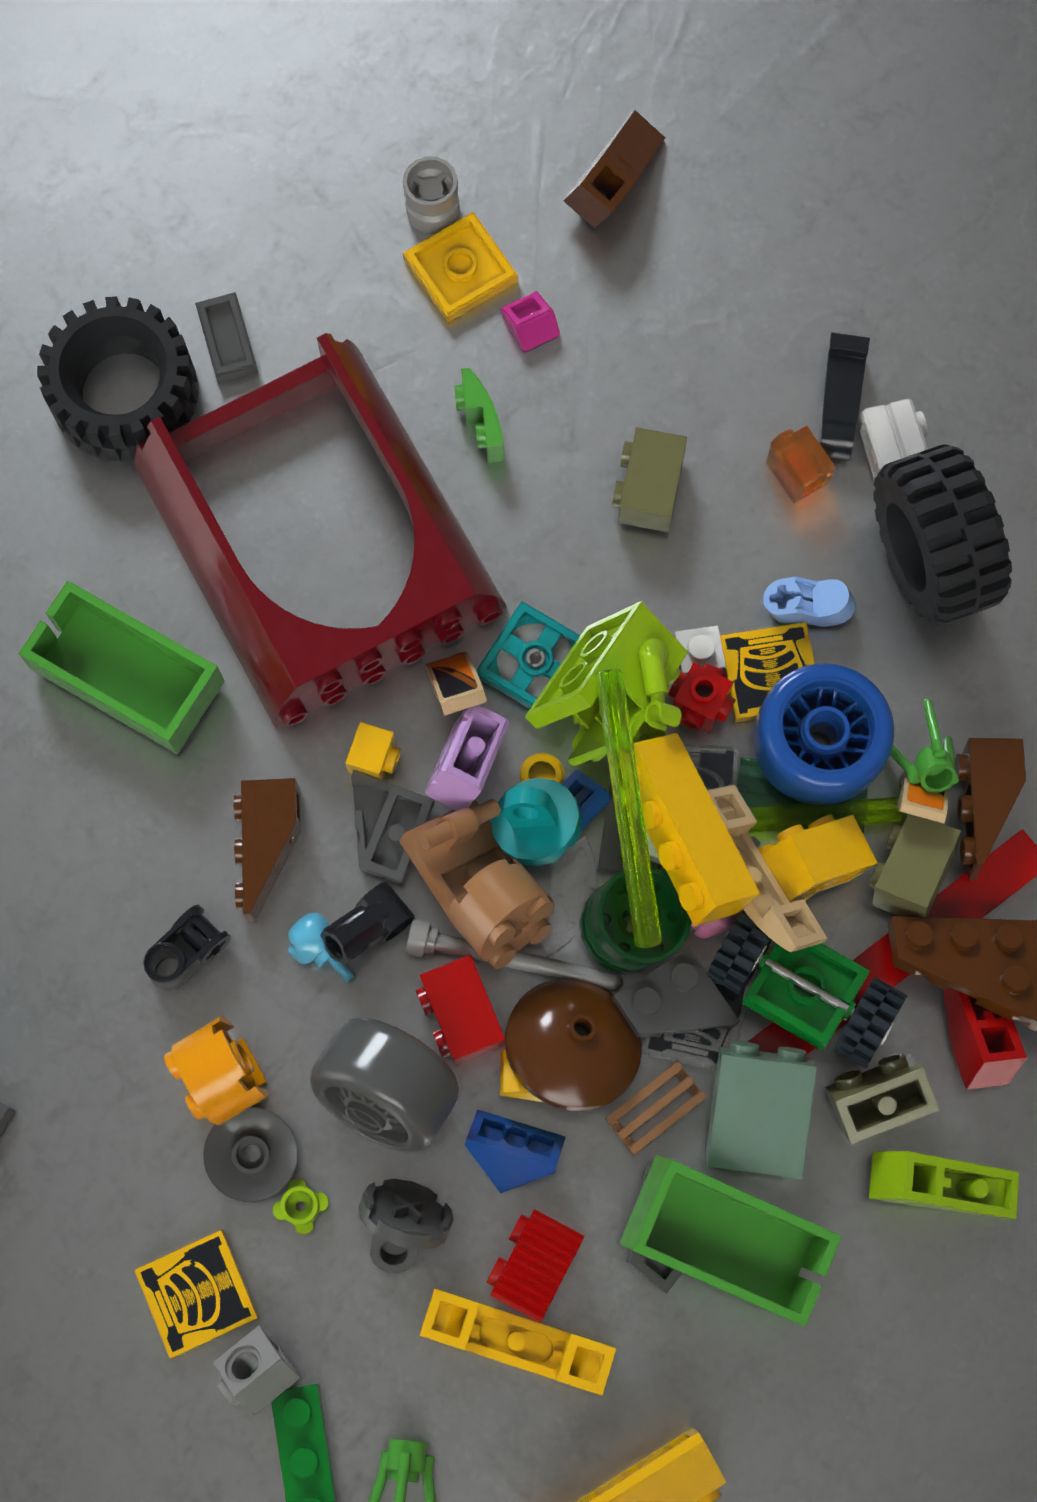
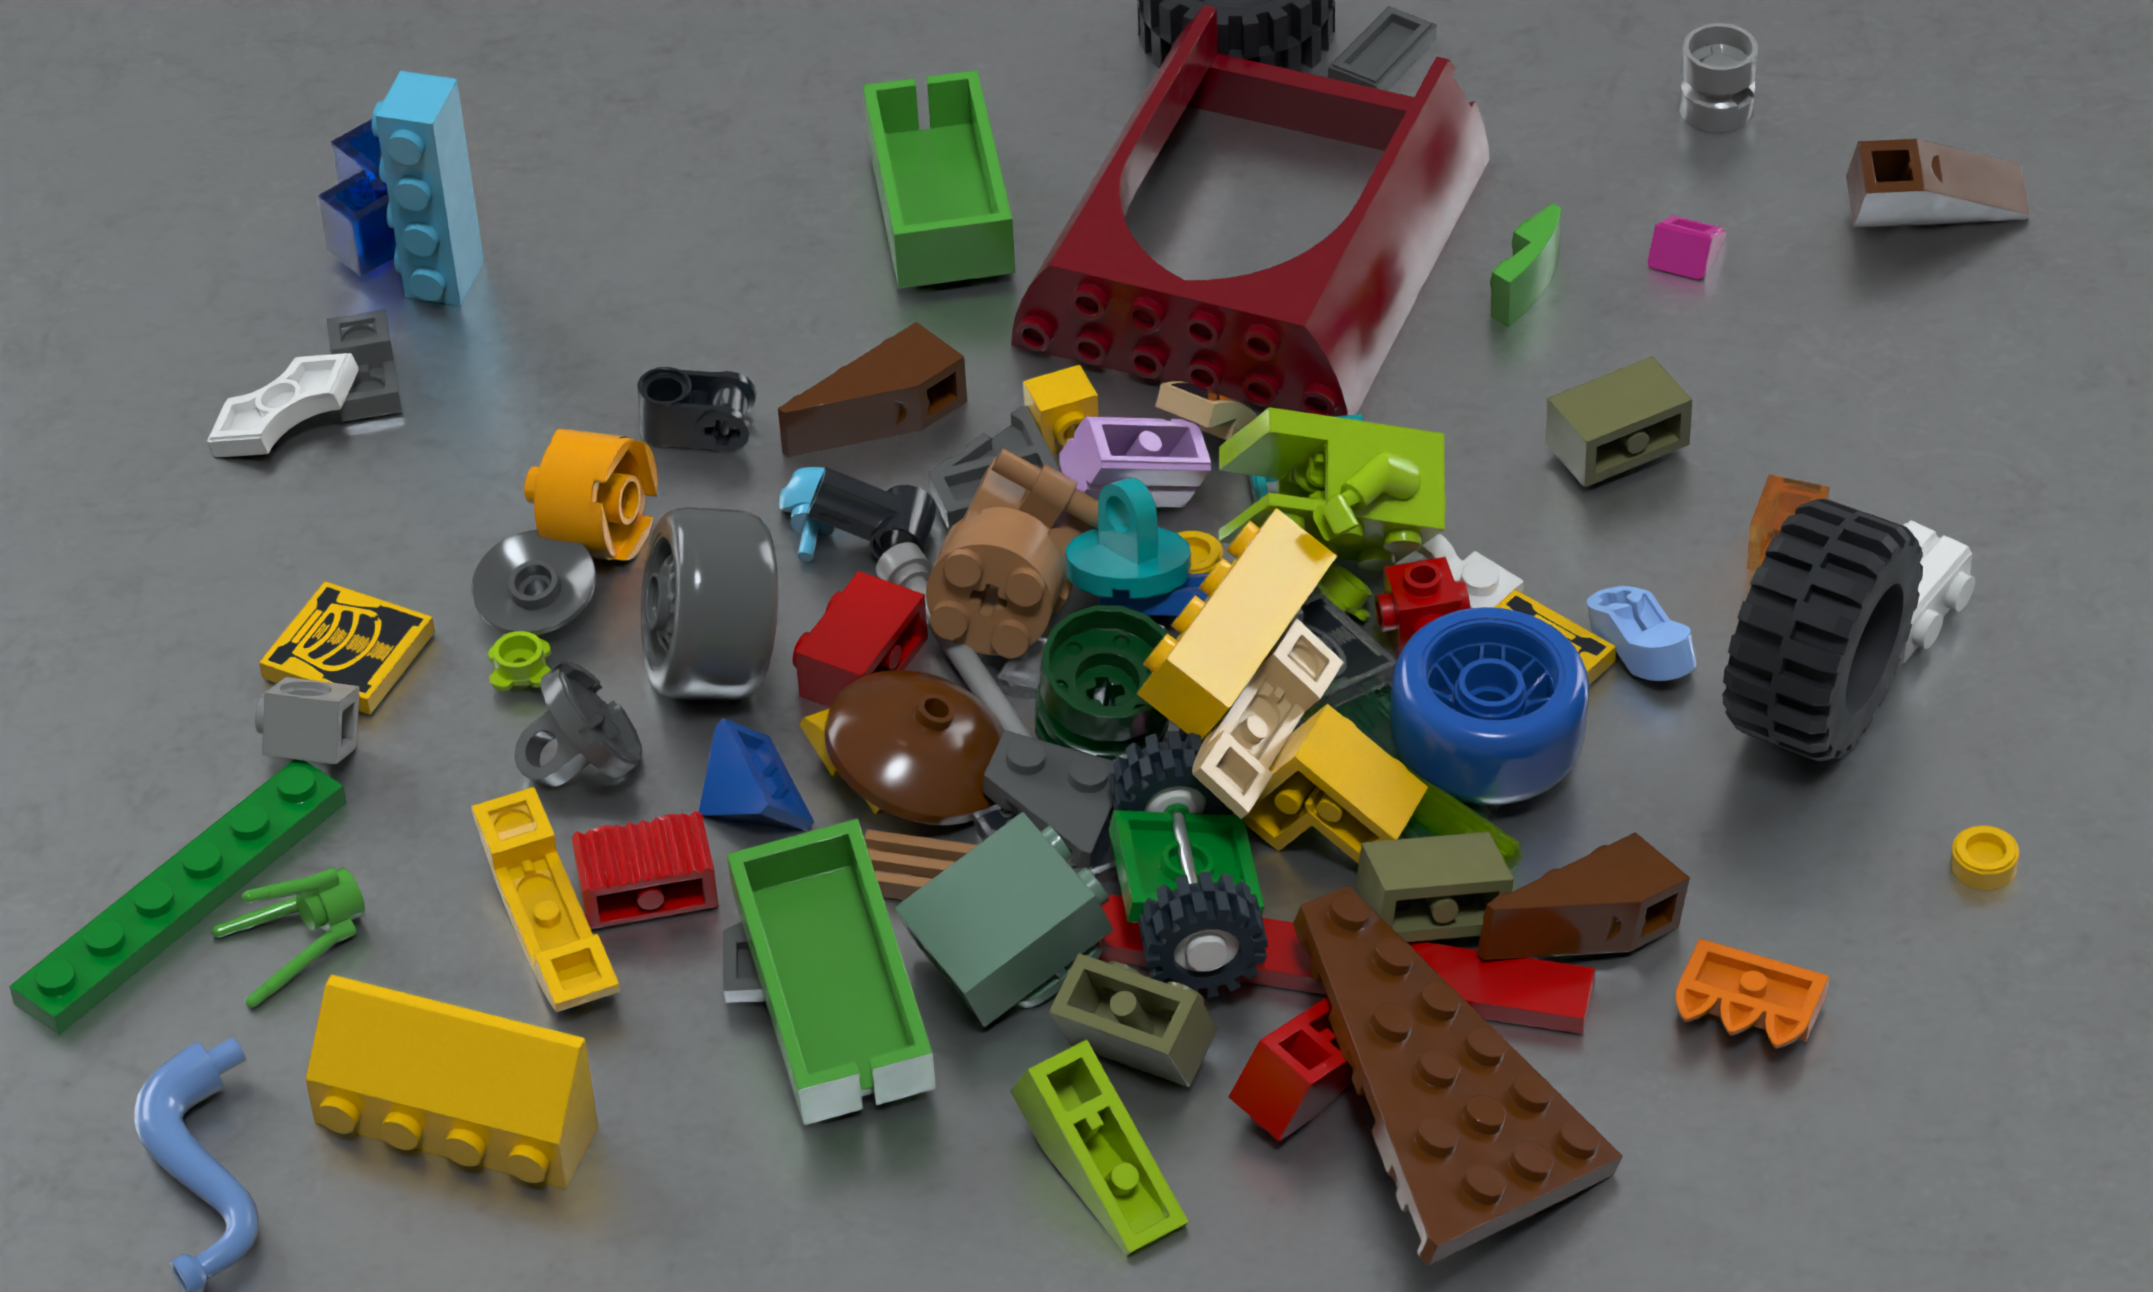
camera: 50 degrees right, 30 degrees down
(460, 267) = (1677, 161): yellow tile -> none
(628, 808) = (1199, 549): clear neon green axle -> none
(842, 393) = (1943, 499): black leg -> none
(920, 802) = (1518, 831): tan slope -> none
(935, 762) = (1563, 804): bright green plant -> none

